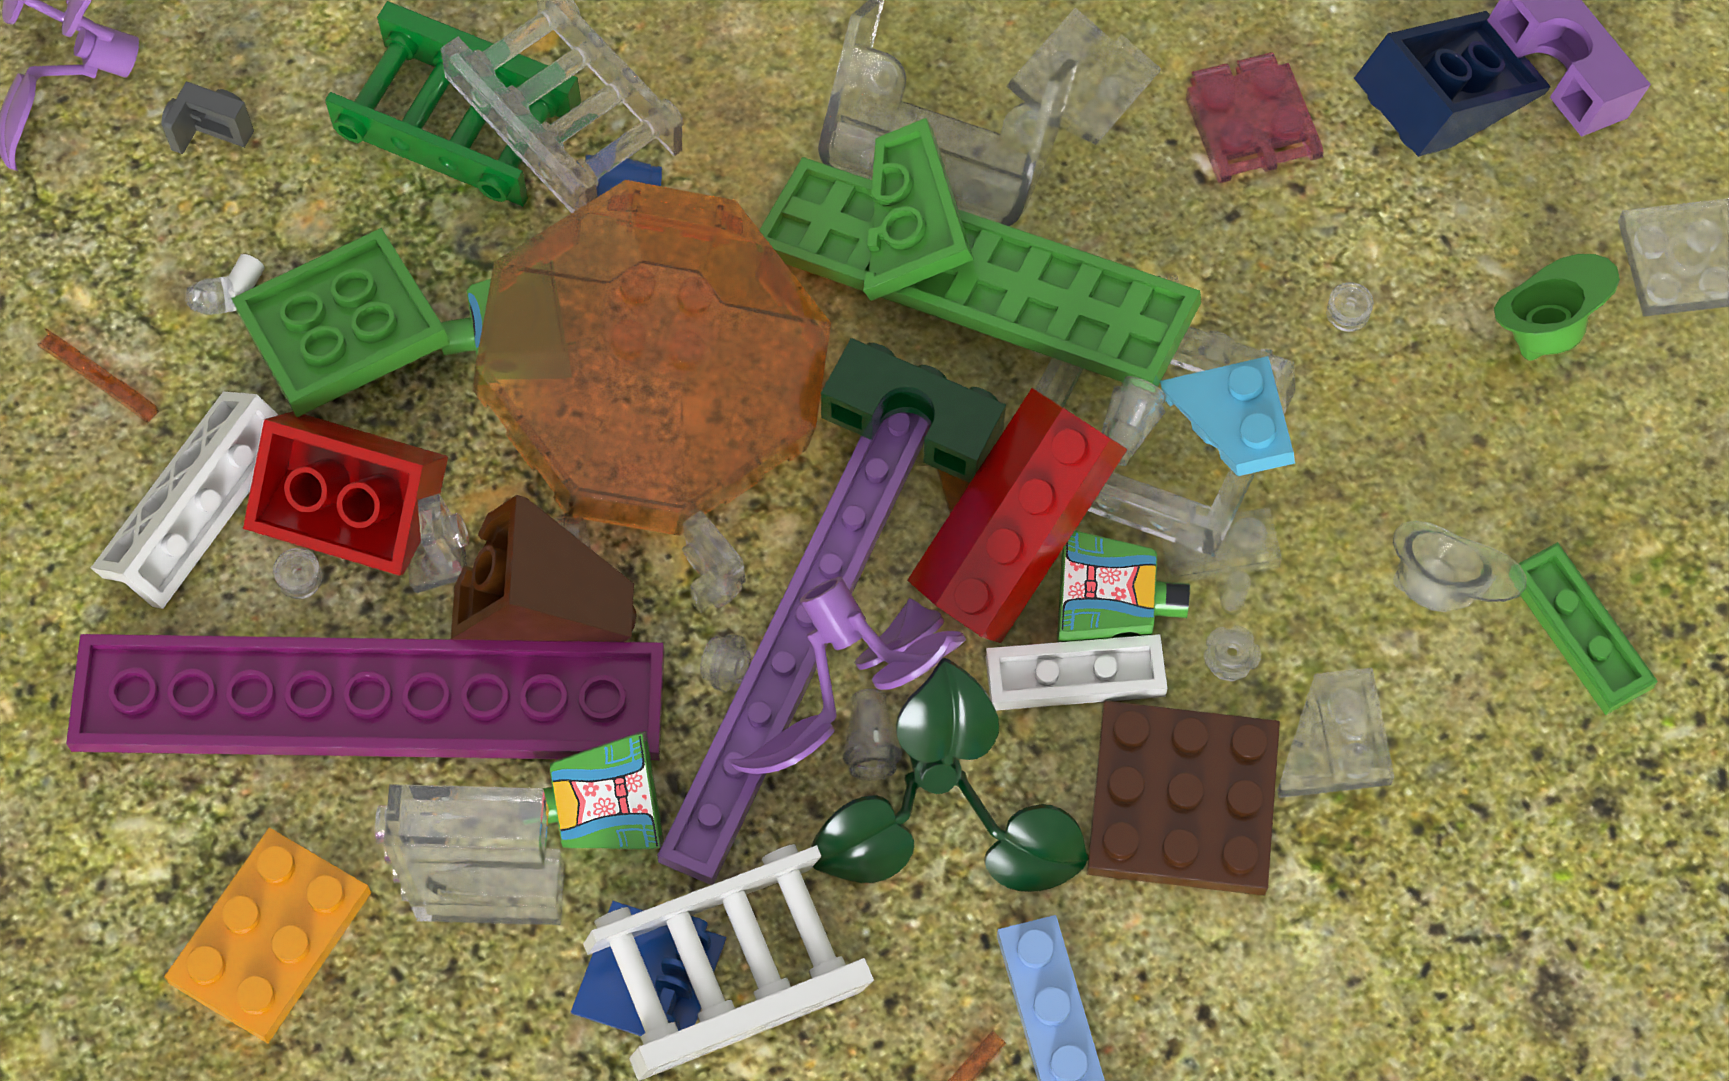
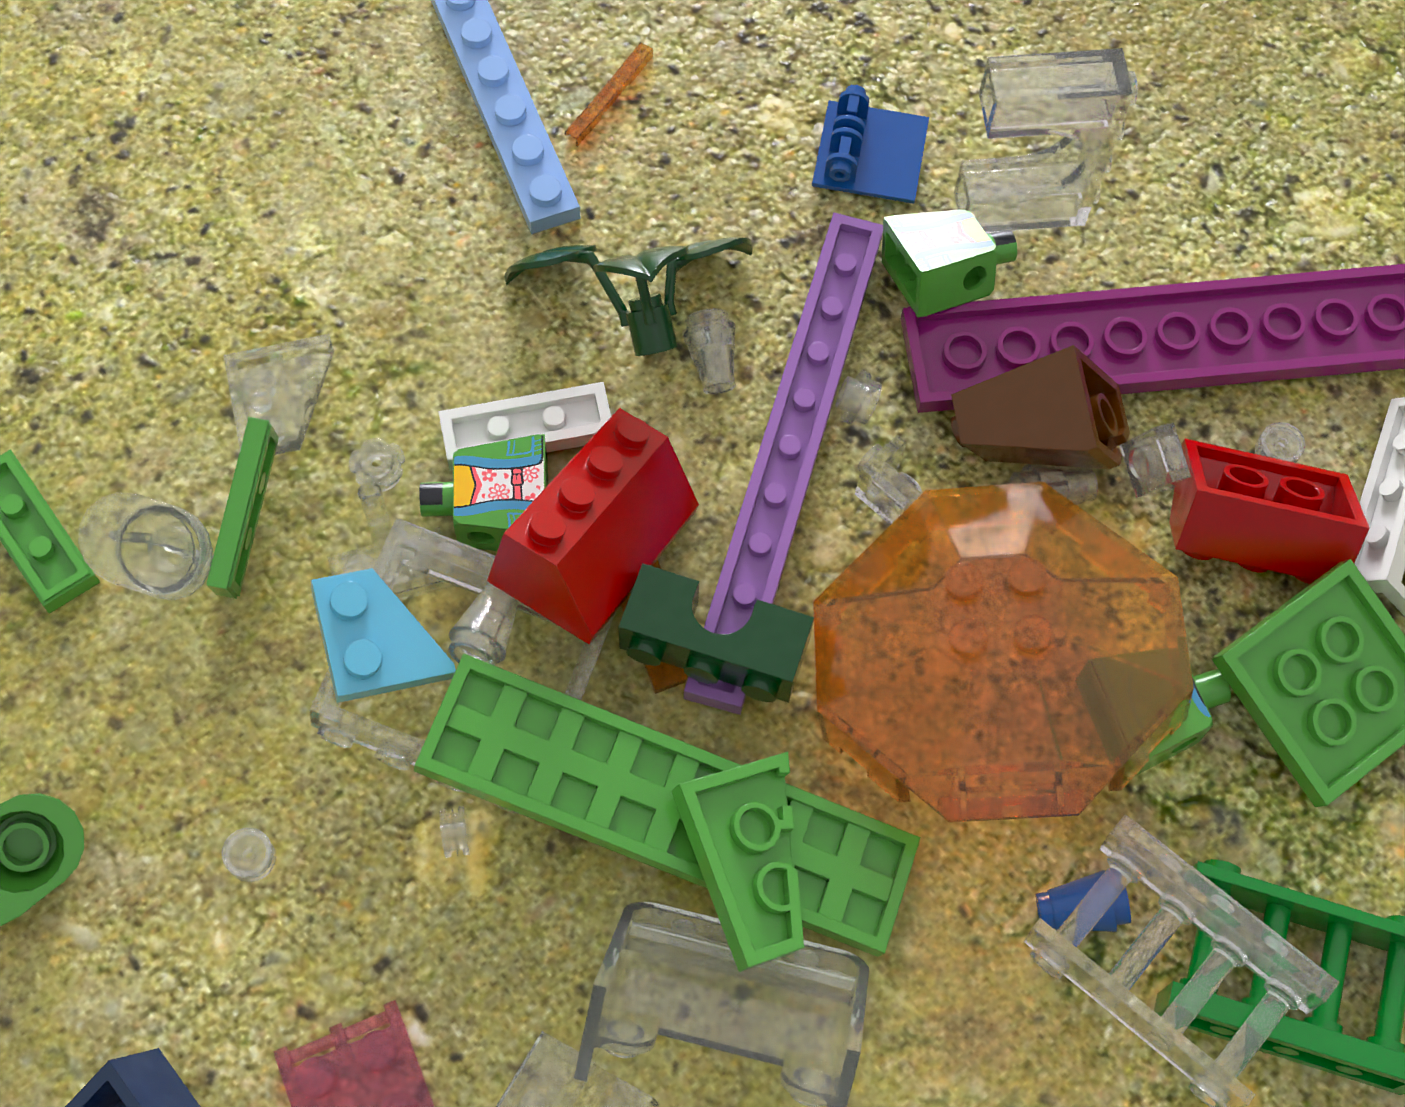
camera: 170 degrees right, 0 degrees up
(268, 935) = (1195, 153): light orange plate -> none
(719, 1020) = (784, 98): white fence -> none
(906, 647) = (669, 298): medium lavender plant -> none
(1184, 798) = (418, 336): reddish brown plate -> none
(1364, 596) = (243, 508): none -> bright green tile

